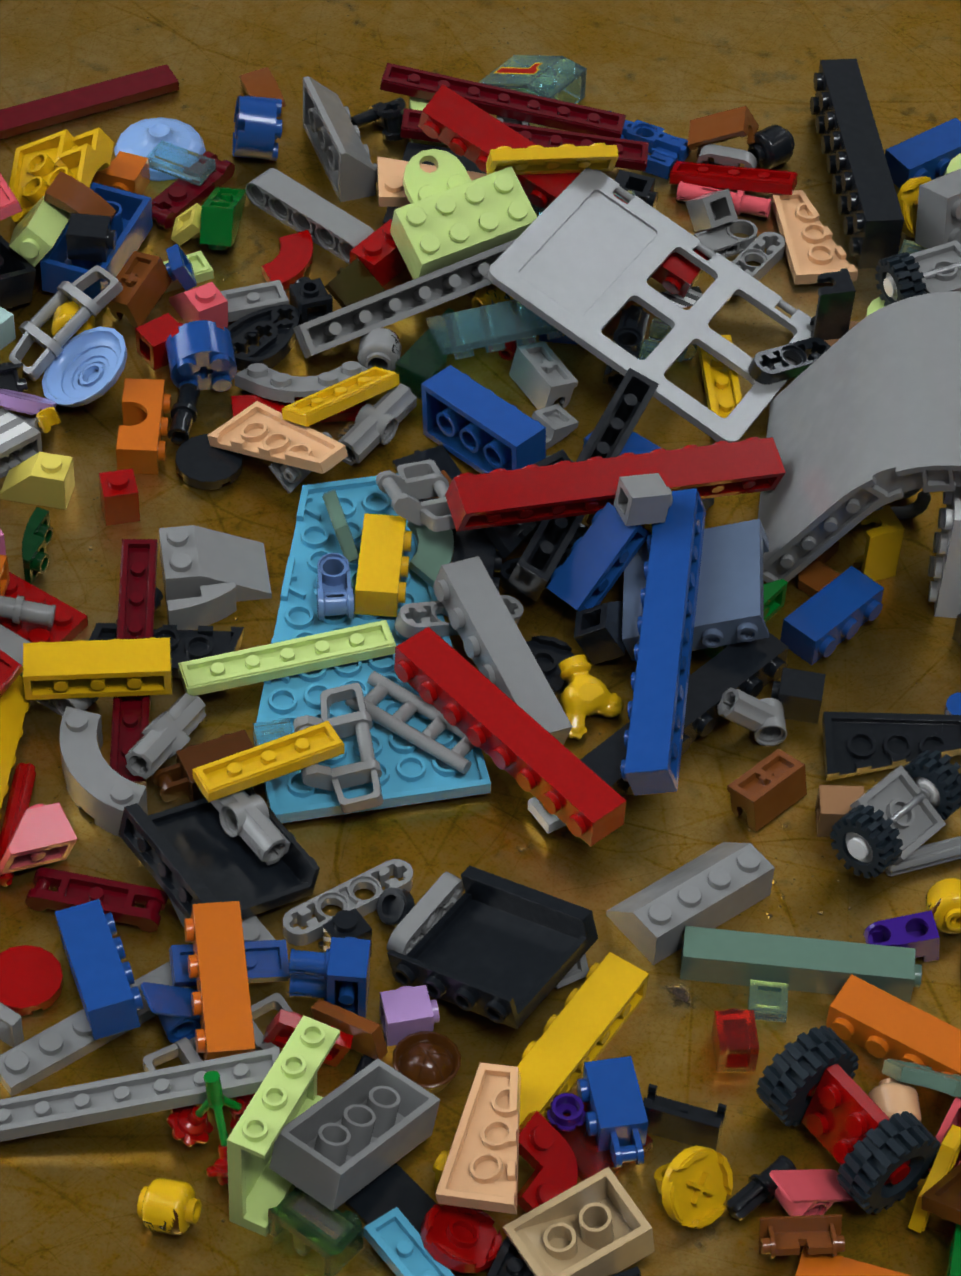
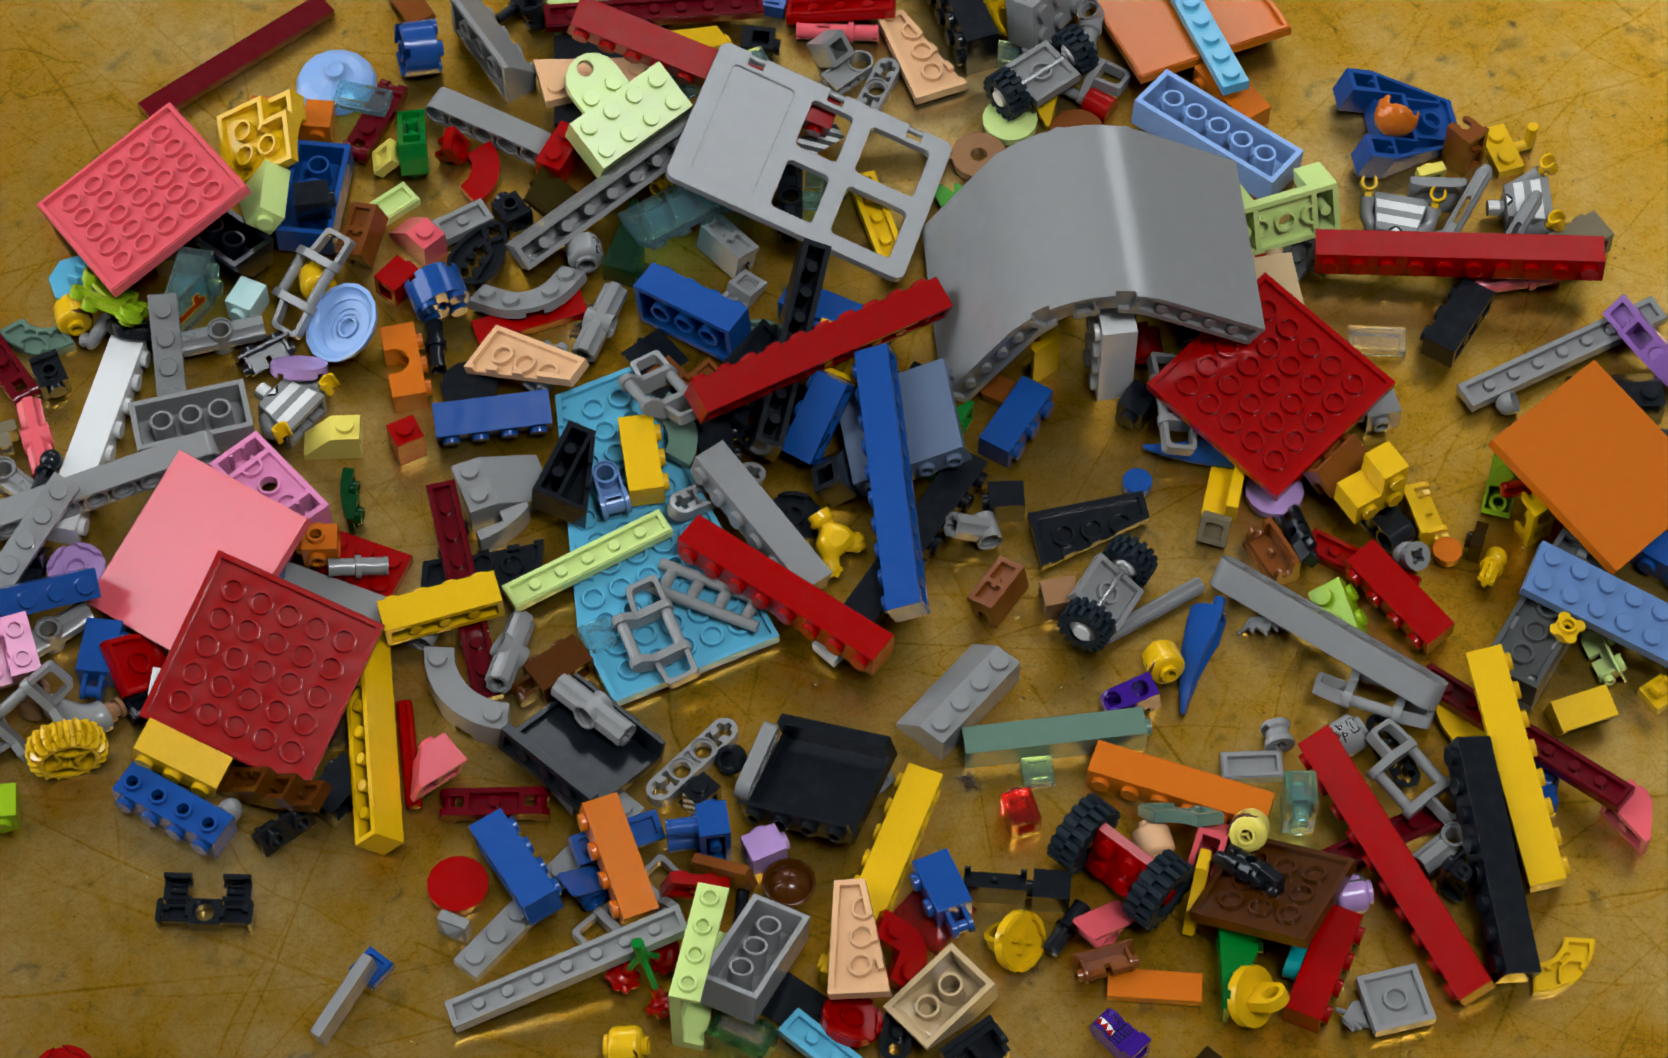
camera: 10 degrees left, 10 degrees up
(76, 197) = (293, 166): dark orange slope -> none
(180, 267) = (393, 206): blue plate -> none
(224, 492) = (492, 416): none -> blue brick
(266, 227) = (453, 147): none -> red tile
(268, 761) = (602, 661): yellow tile -> none
(286, 563) = (566, 477): none -> black wedge
(340, 396) = (566, 307): yellow tile -> none
(340, 525) = (601, 433): sand green tile -> none
(550, 160) = (700, 42): yellow plate -> none
(569, 1104) = (910, 895): dark purple plate -> none
(642, 499) = (846, 364): light grey brick -> none
(750, 1138) = (1049, 890): none -> black brick
(782, 370) = (925, 196): black beam -> none
(833, 306) = (957, 130): black hinge -> none

